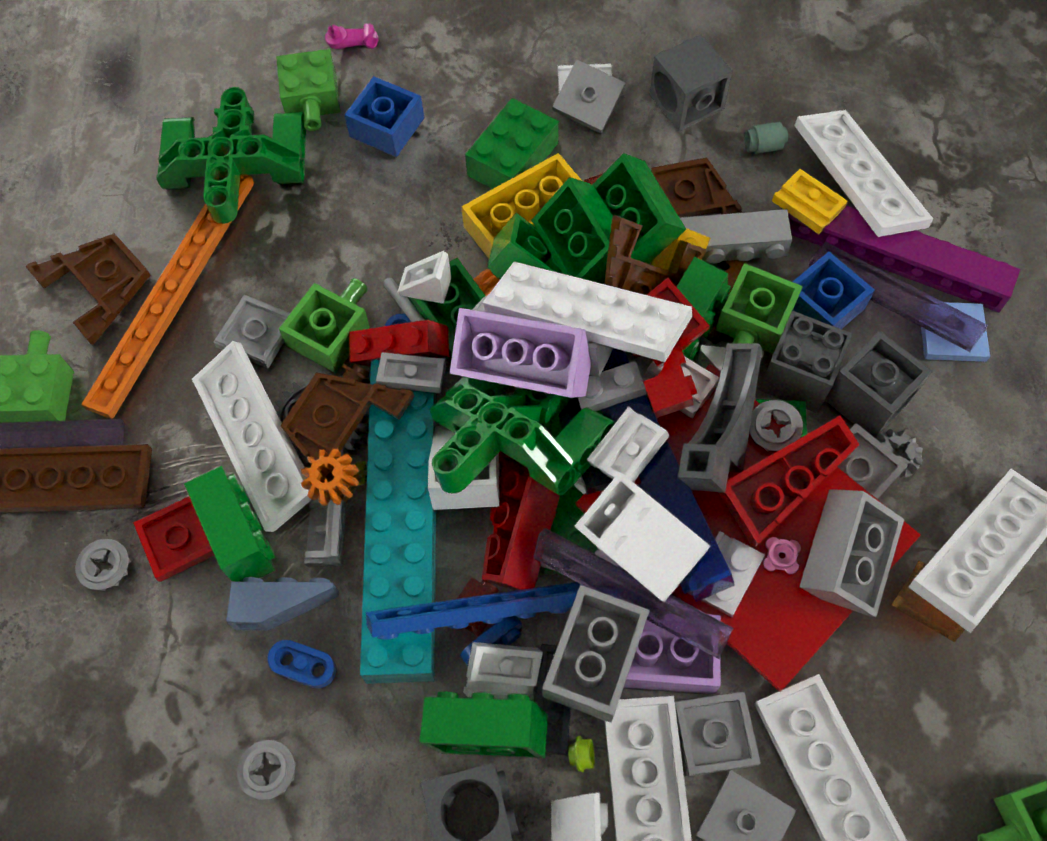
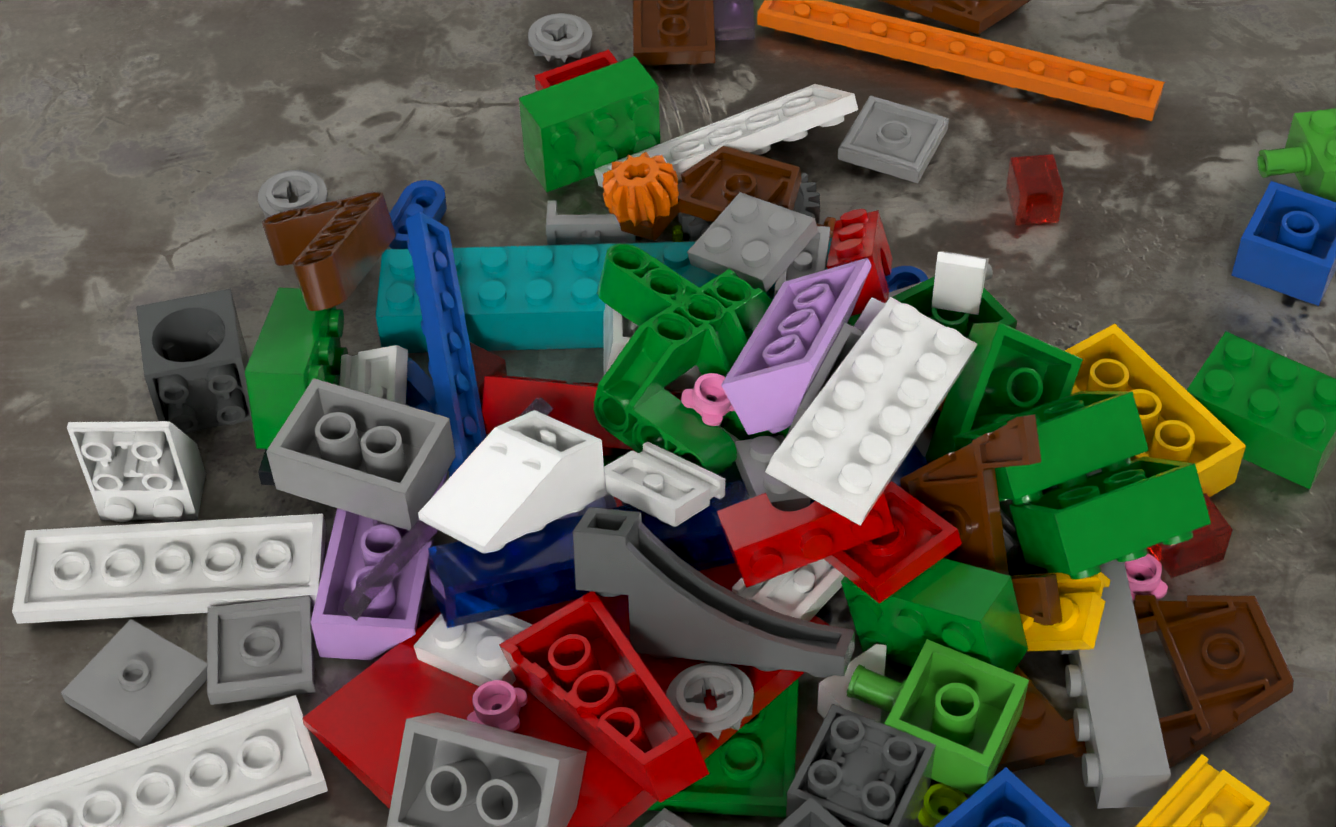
camera: 90 degrees right, 15 degrees down
(230, 153) = (1184, 57): green piece -> none
(270, 604) = (494, 183): sand blue slope -> none
(319, 249) = (1034, 189): none -> clear red brick
(323, 322) = (910, 196): bright green brick -> none
(331, 694) = (331, 245): none -> reddish brown beam
(395, 399) = (753, 241): none -> light grey plate
(561, 409) = (708, 387): none -> bright pink plate
(582, 754) = (255, 504): lime plate -> none

